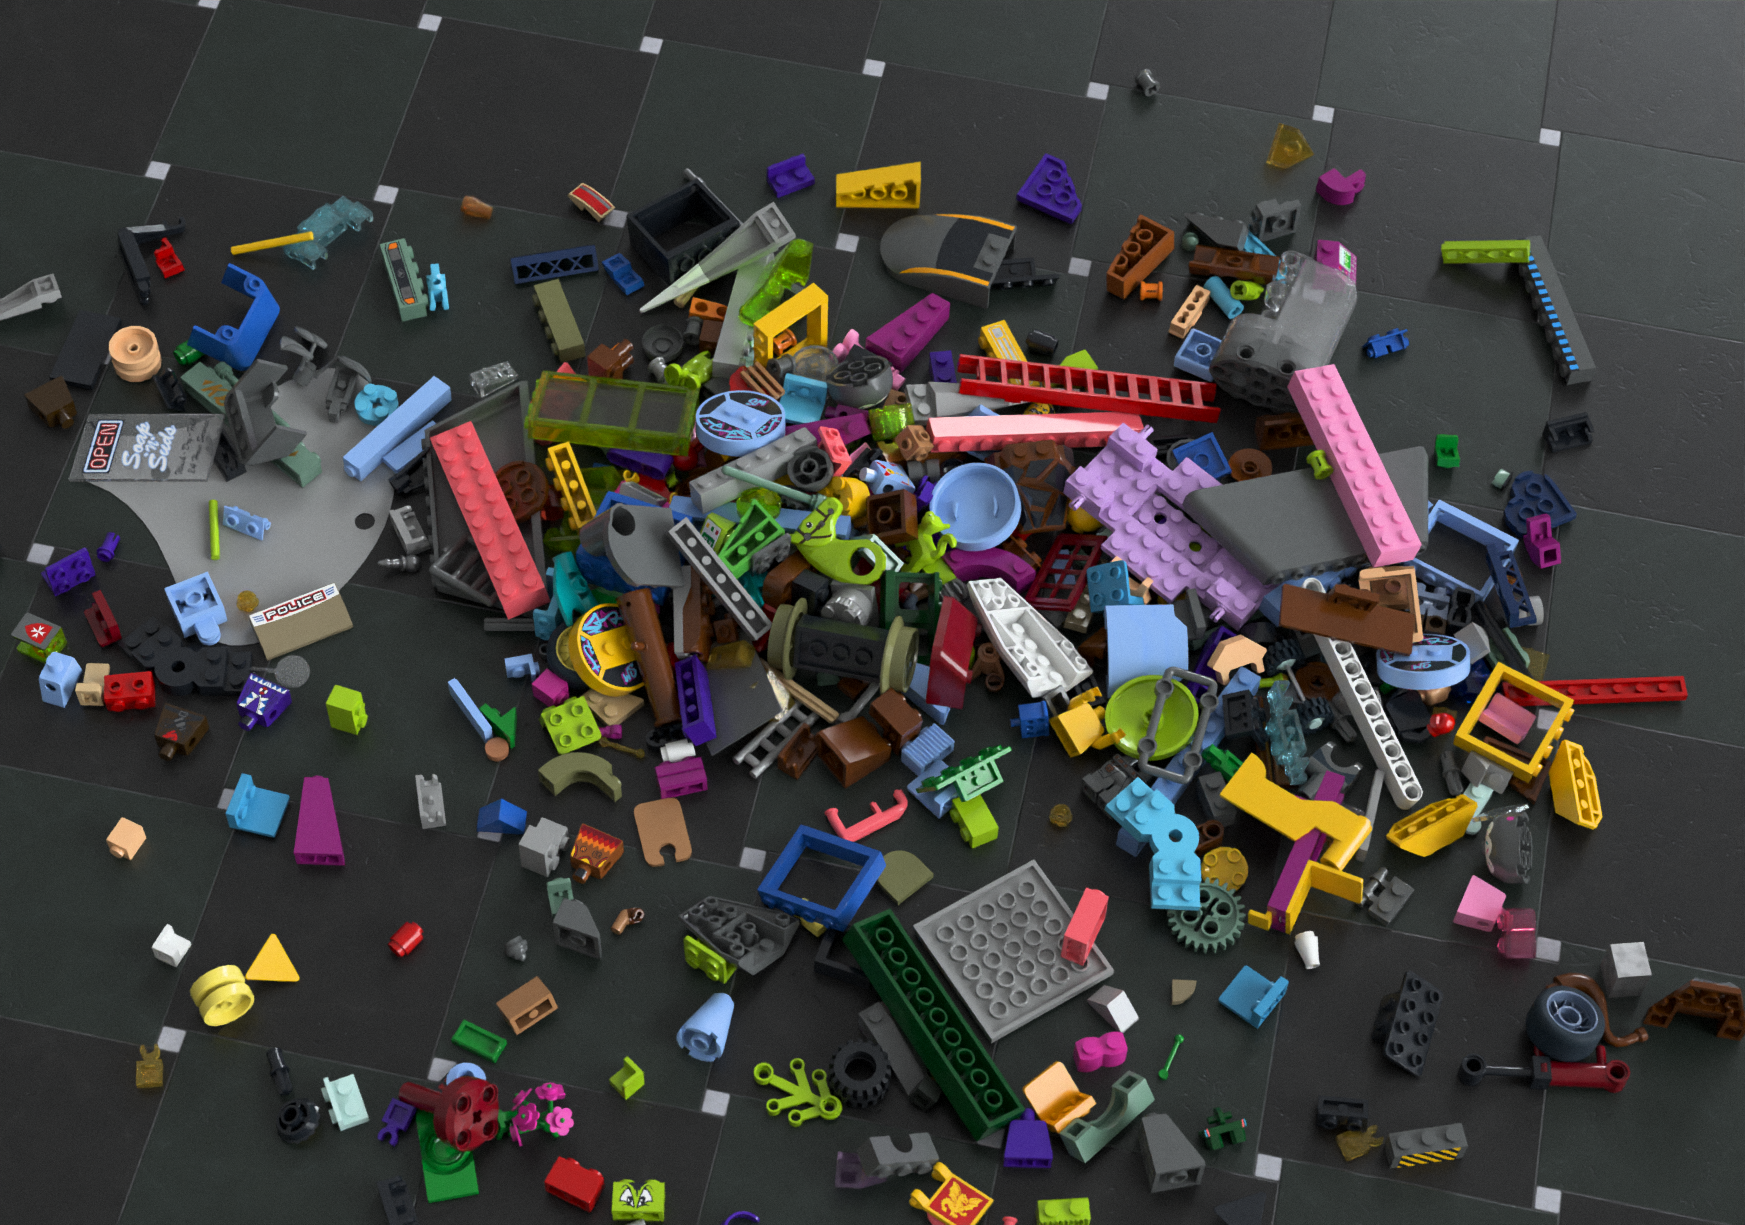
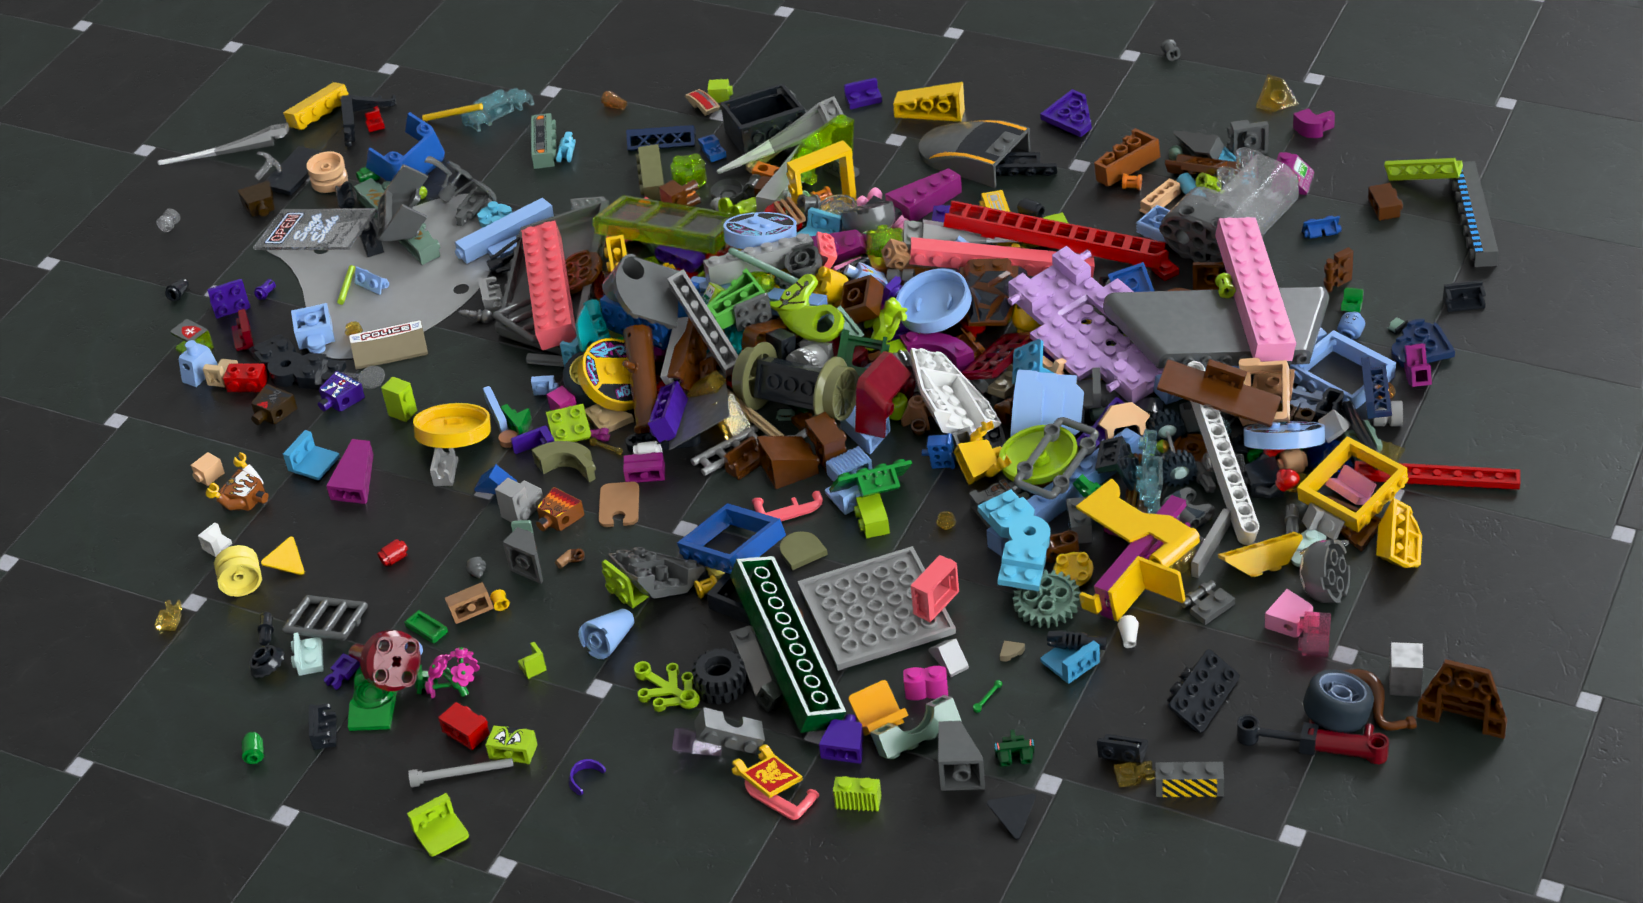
camera: 20 degrees right, 15 degrees down
(52, 342) = (270, 162): none -> clear plant
(84, 244) = (315, 106): none -> yellow brick
(182, 866) = (241, 490): none -> torso
(341, 1020) = (326, 632): none -> dark grey bar
(425, 743) = (452, 425): none -> yellow brick
(537, 743) = (531, 439): none -> dark purple bracket
(560, 993) = (499, 600): none -> yellow axle
(607, 318) = (688, 168): none -> clear neon green brick
(609, 182) = (720, 90): none -> lime brick
(811, 937) = (705, 586): none -> yellow bush
(1226, 418) = (1167, 268): none -> red bracket
(1255, 973) = (1076, 640): none -> black hinge
(1425, 409) = (1338, 270): none -> reddish brown plate
(1449, 299) = (1384, 201): none -> reddish brown brick
(1453, 487) = (1351, 325): none -> medium blue head

